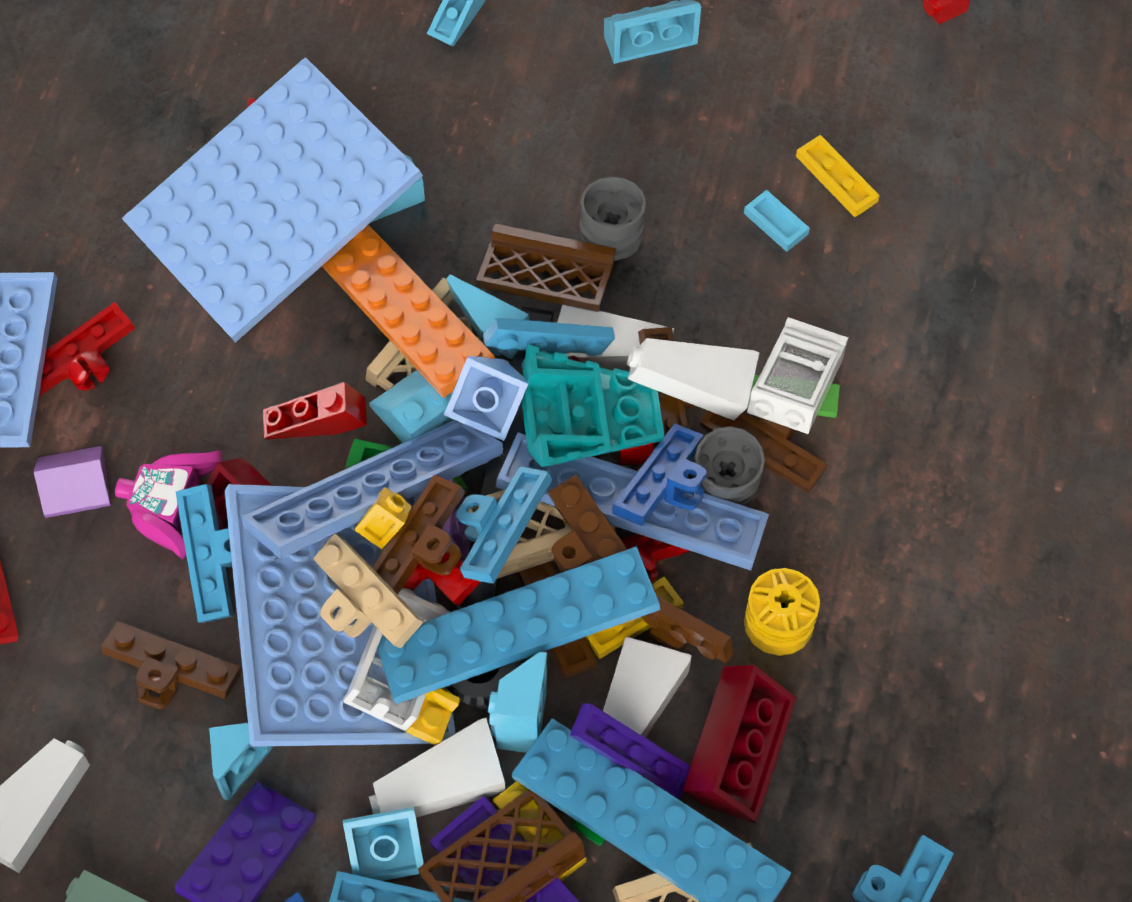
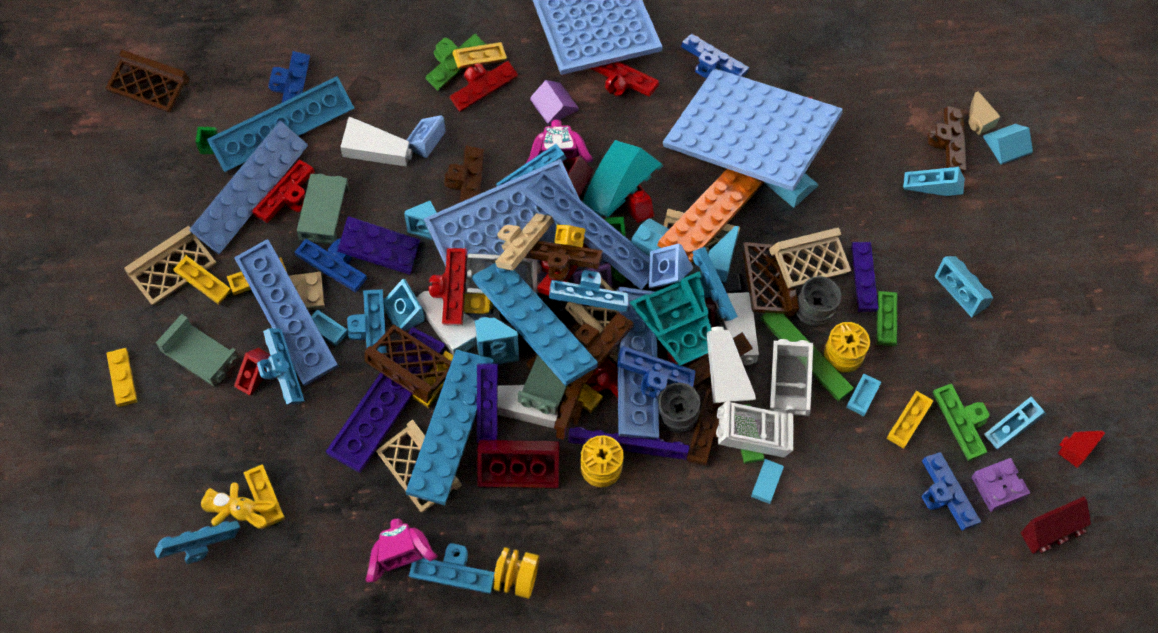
camera: 70 degrees right, 0 degrees up
(43, 709) = (426, 135): none -> light blue slope
(102, 213) = (712, 58): none -> plate
(276, 420) = (617, 176): none -> teal wedge
(394, 742) = (451, 286): none -> red plate
(512, 199) = (807, 242): none -> tan fence
(583, 149) = (864, 277): none -> dark purple plate
(628, 658) = (542, 389): none -> sand green panel
(663, 146) = (887, 318): none -> bright green tile
(687, 269) = (821, 368): none -> bright green tile
(701, 209) = (846, 356): none -> yellow wheel
(724, 299) = (791, 377): none -> clear door
(776, 526) = (638, 445): none -> dark purple plate
(861, 112) = (963, 421): none -> bright green plate
(875, 395) = (767, 481): none -> medium azure tile
(885, 49) = (1015, 423): none -> medium azure slope
(938, 797) = (516, 572): none -> yellow wheel
(962, 171) = (948, 491): none -> blue plate
(971, 116) = (993, 489): none -> medium lavender piece
(1054, 62) = (1057, 526): none -> dark red slope

